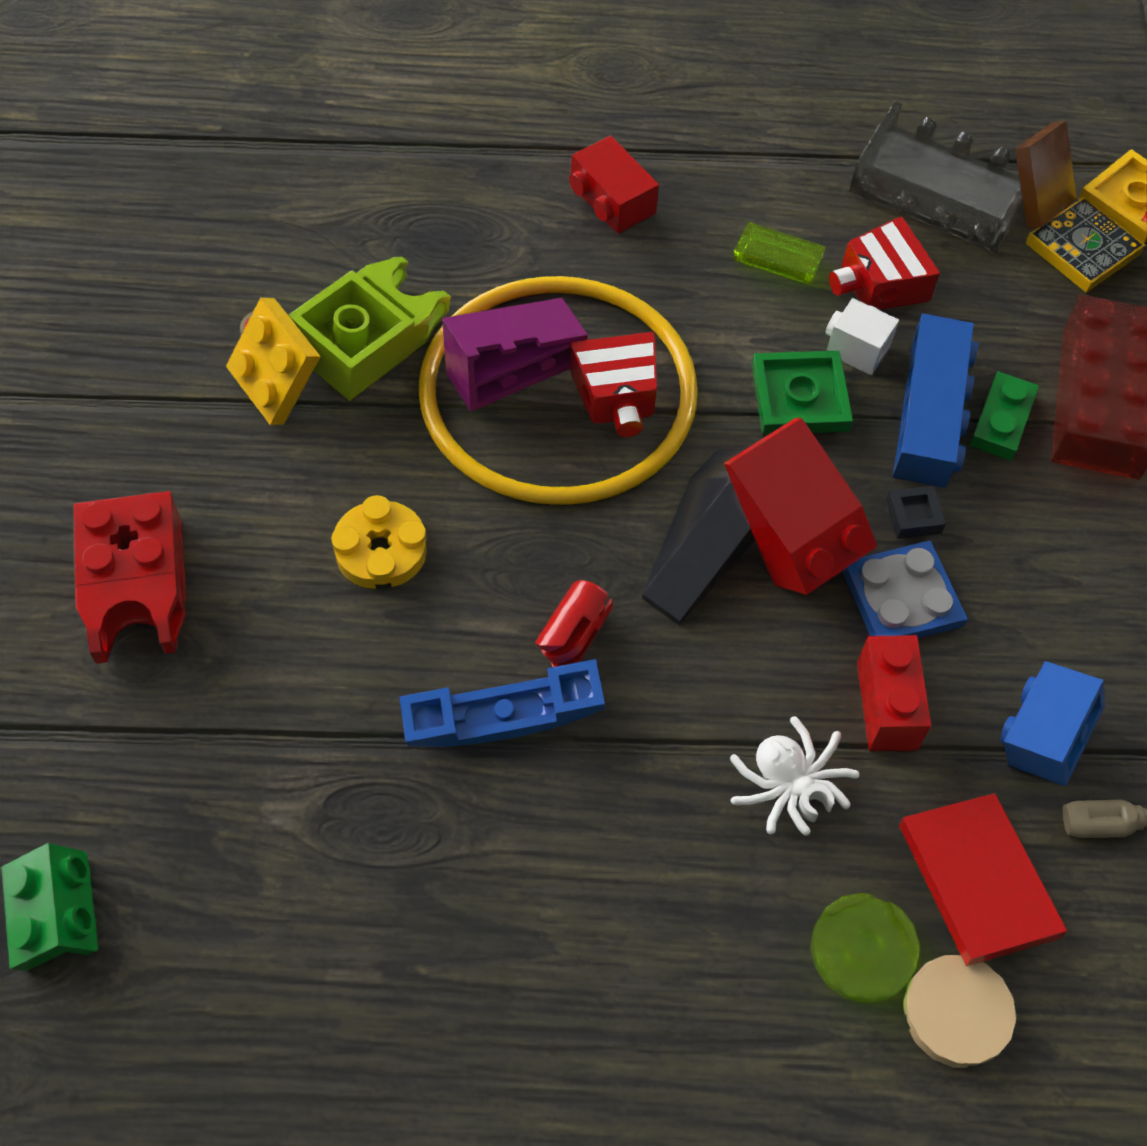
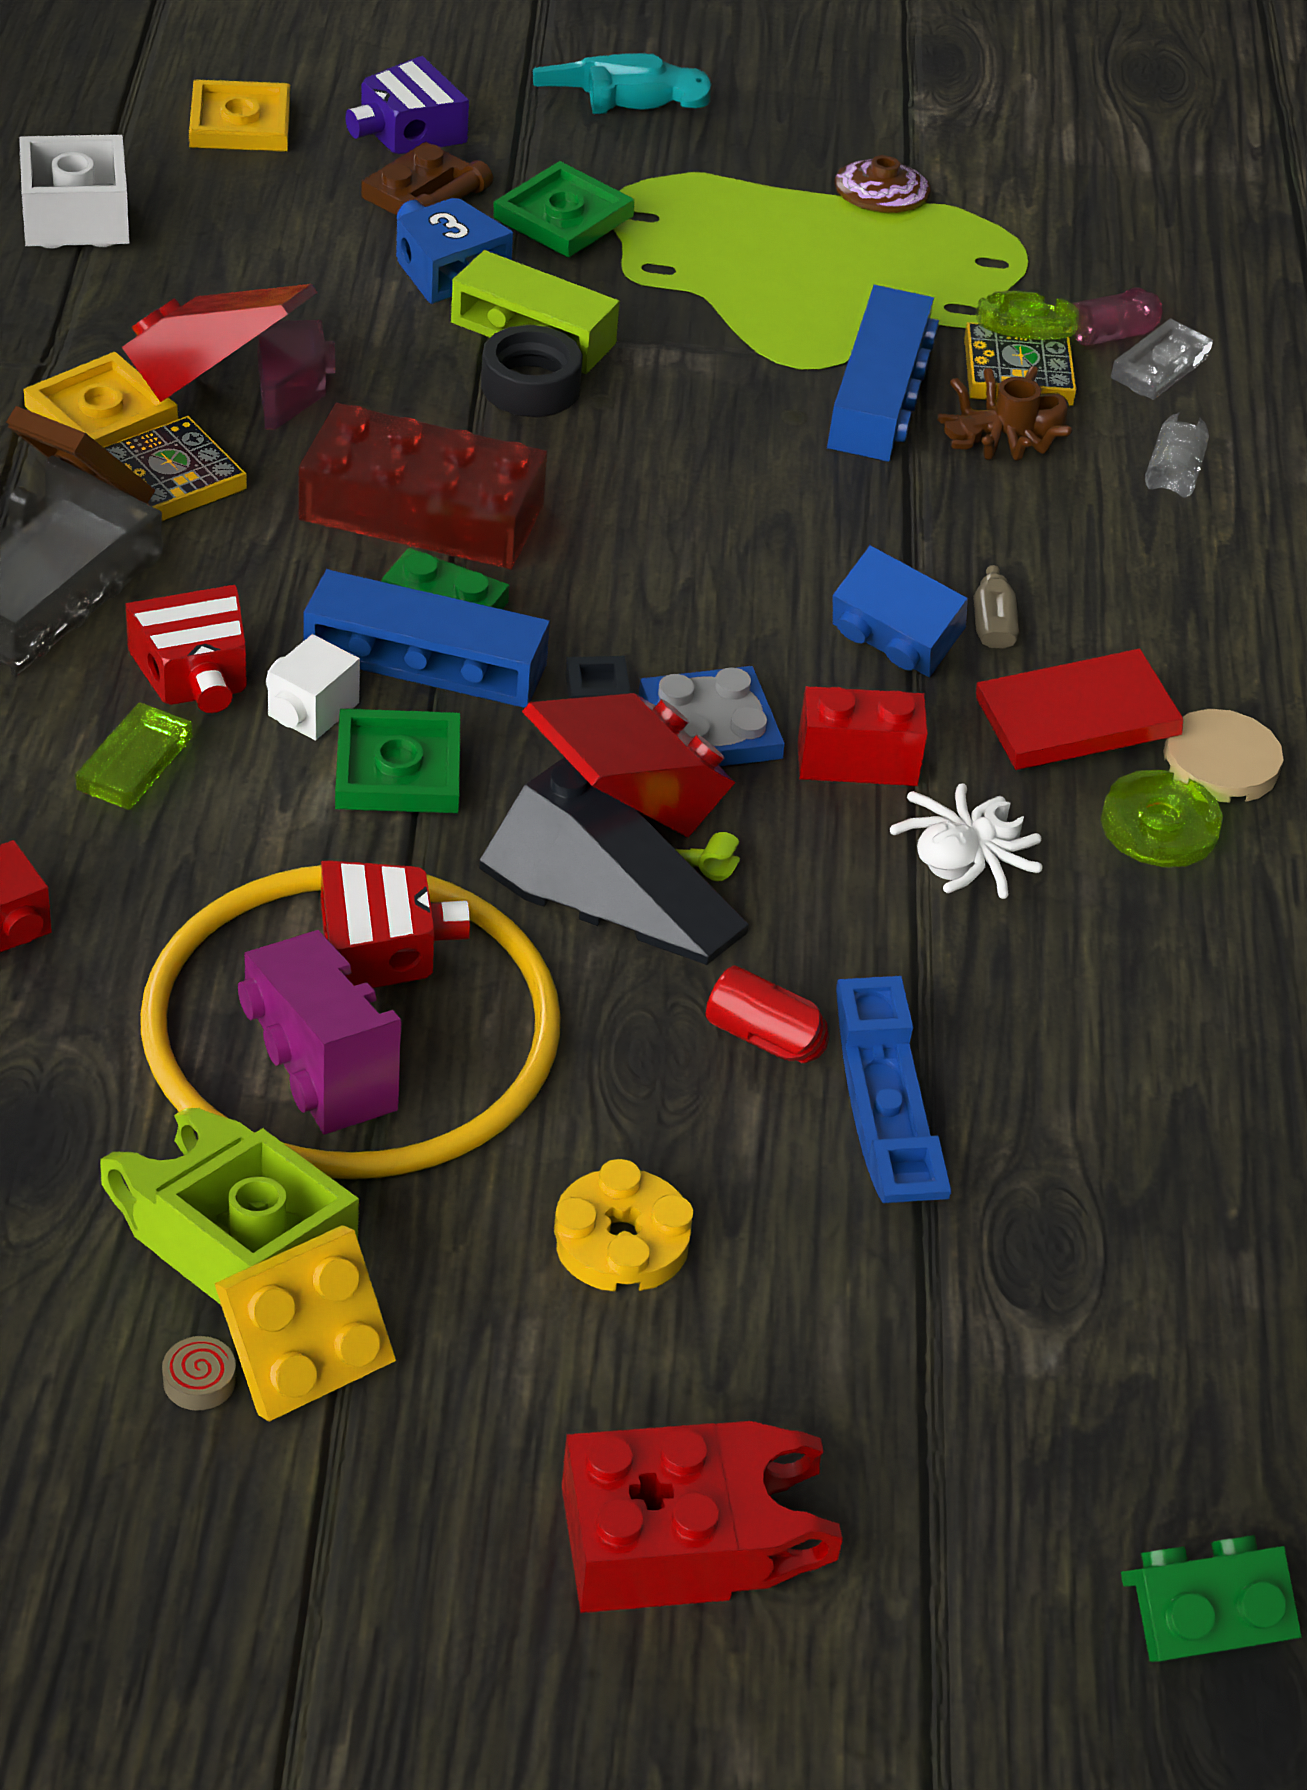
camera: 90 degrees left, 15 degrees down
(745, 597) = (716, 859): none -> lime hand

